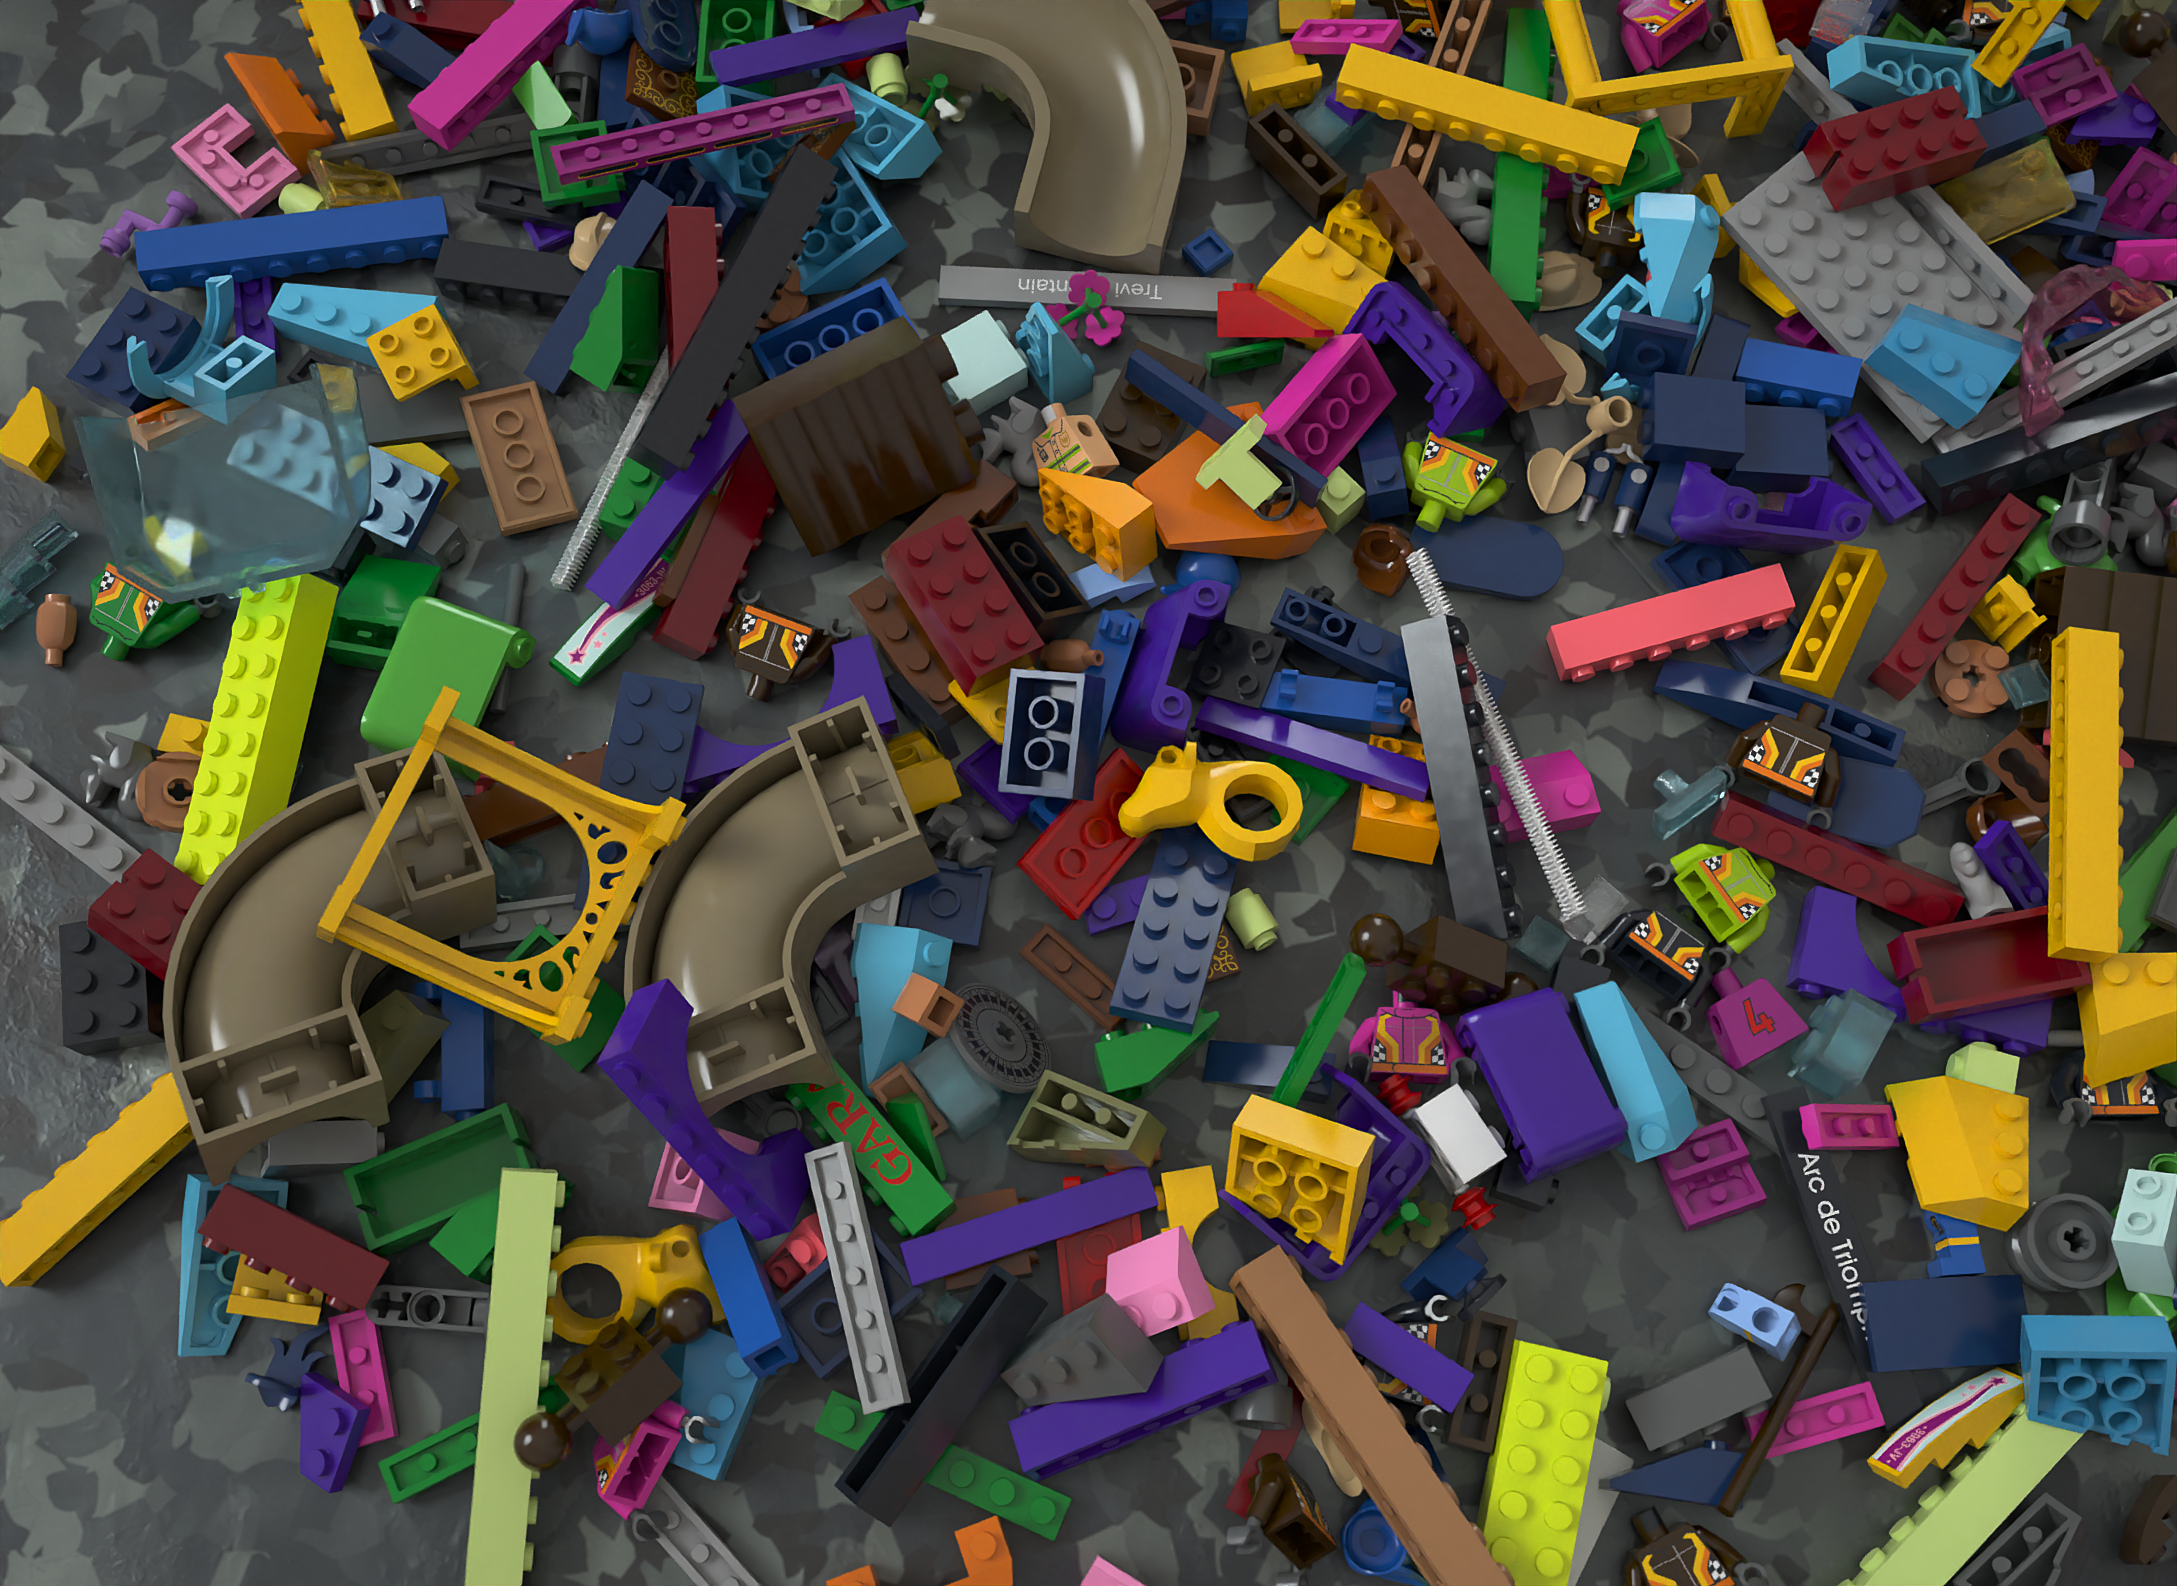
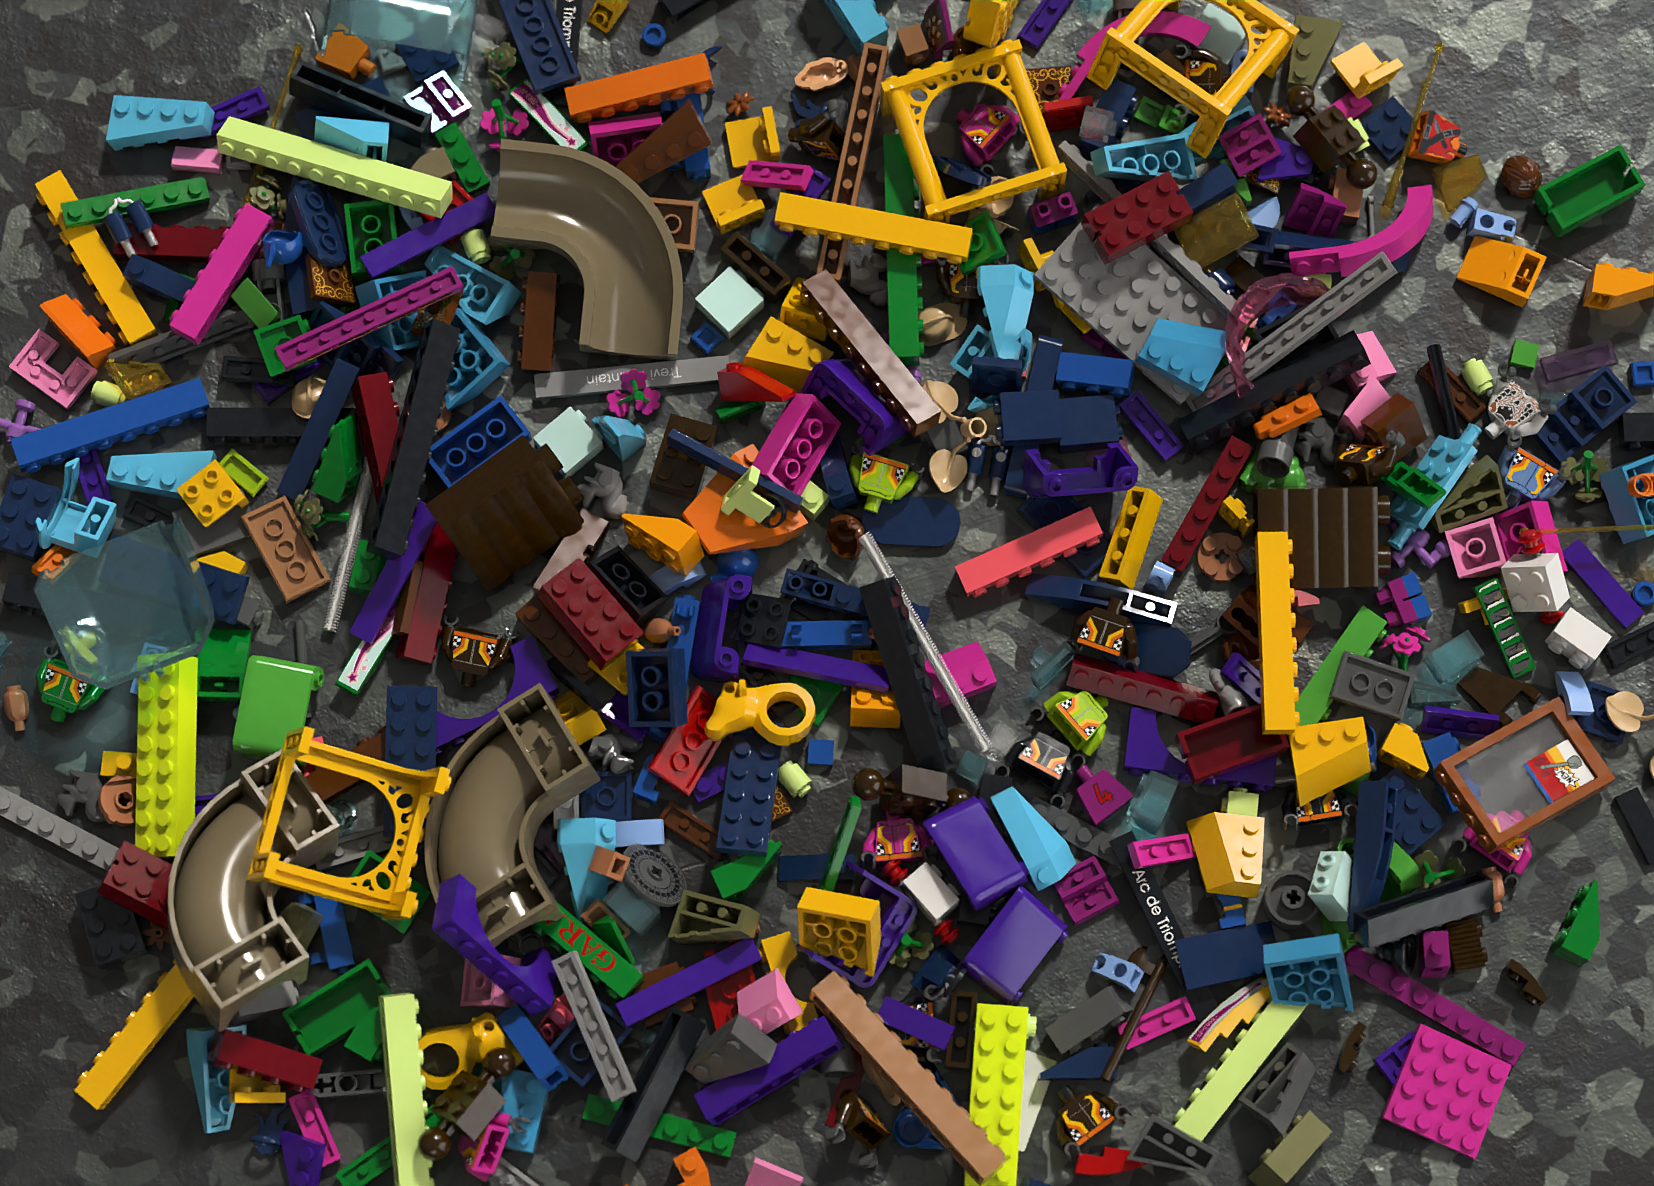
camera: 10 degrees left, 5 degrees up
(481, 342) = (243, 472): none -> lime tile
(562, 400) = (312, 512): none -> olive plant
(961, 188) = (539, 321): none -> reddish brown wedge
(991, 965) = (640, 832): none -> light blue slope
(1012, 893) = (646, 784): none -> blue leg
(1073, 444) = (640, 494): light nougat torso -> none
(1249, 205) = (730, 302): none -> light aqua piece
(1299, 884) = (820, 752): none -> blue tile
(1584, 1252) = (1013, 947): none -> dark purple windscreen
(1627, 59) = (961, 171): none -> dark blue tile
(1749, 148) = (1057, 209): none -> magenta hips
(1876, 690) = (1159, 578): none -> light blue leg
(2108, 472) = (1287, 417): none -> orange hinge

